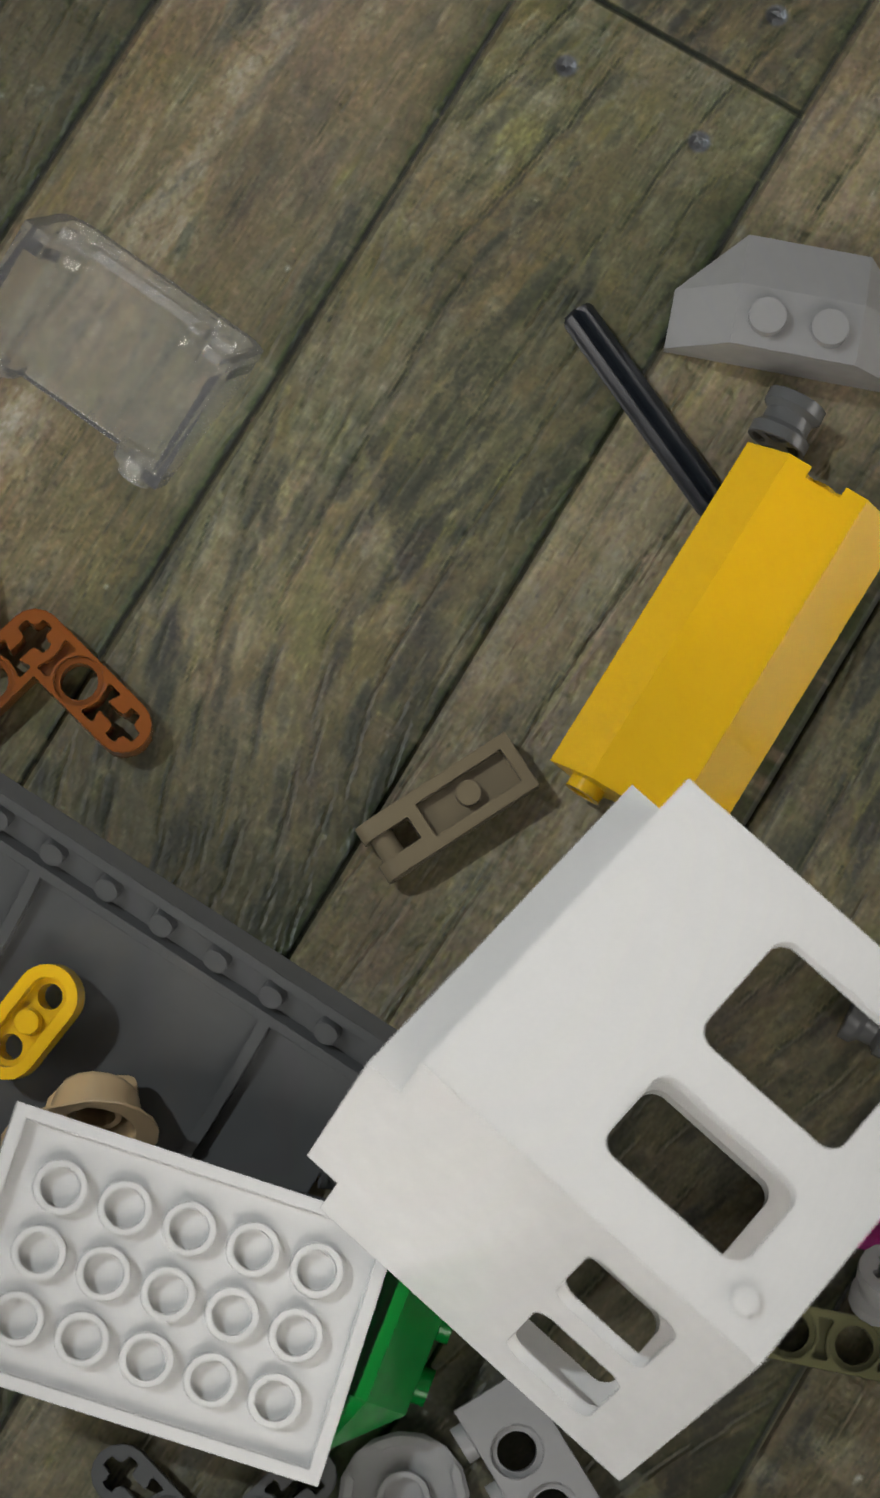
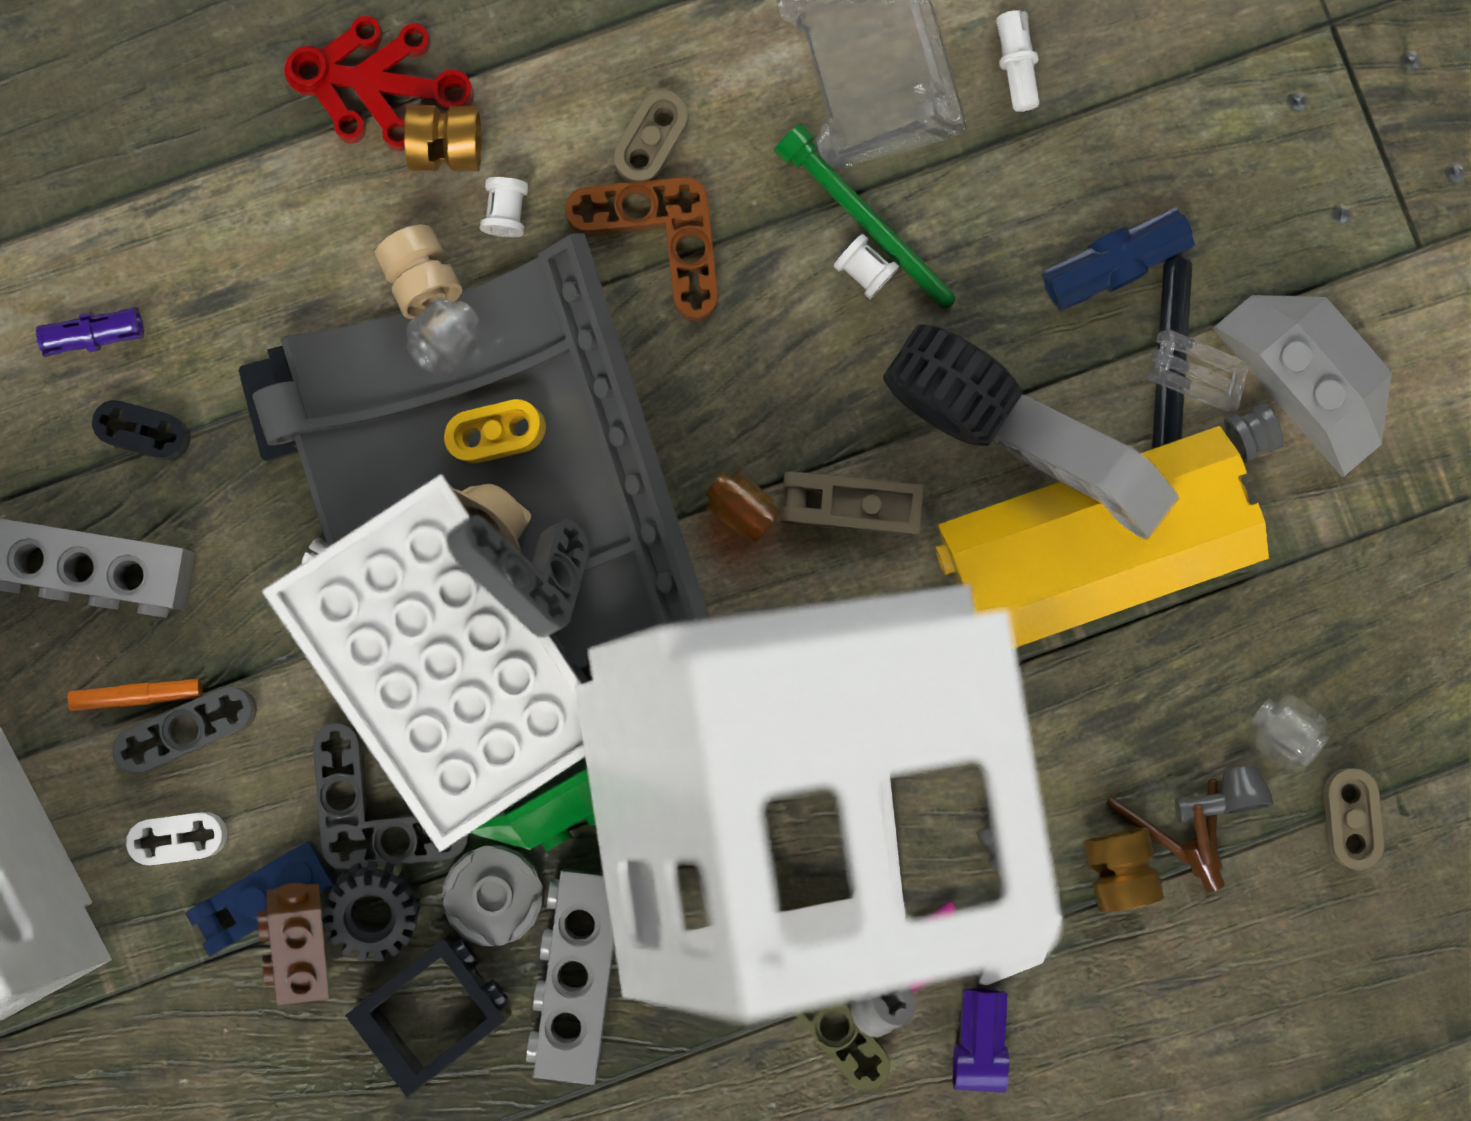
camera: 35 degrees right, 5 degrees up
(112, 497) = (799, 149): none -> green piece
(204, 1143) = (535, 595): none -> dark grey beam
(258, 238) = (1018, 59): none -> white axle
(271, 560) = (866, 266): none -> white bush
(338, 897) = (741, 505): none -> clear orange brick
(453, 609) = (952, 385): none -> black tyre
(515, 357) = (1118, 259): none -> dark blue piece
(642, 419) = (1165, 359): none -> clear tile
(646, 580) = (1089, 463): none -> light grey beam

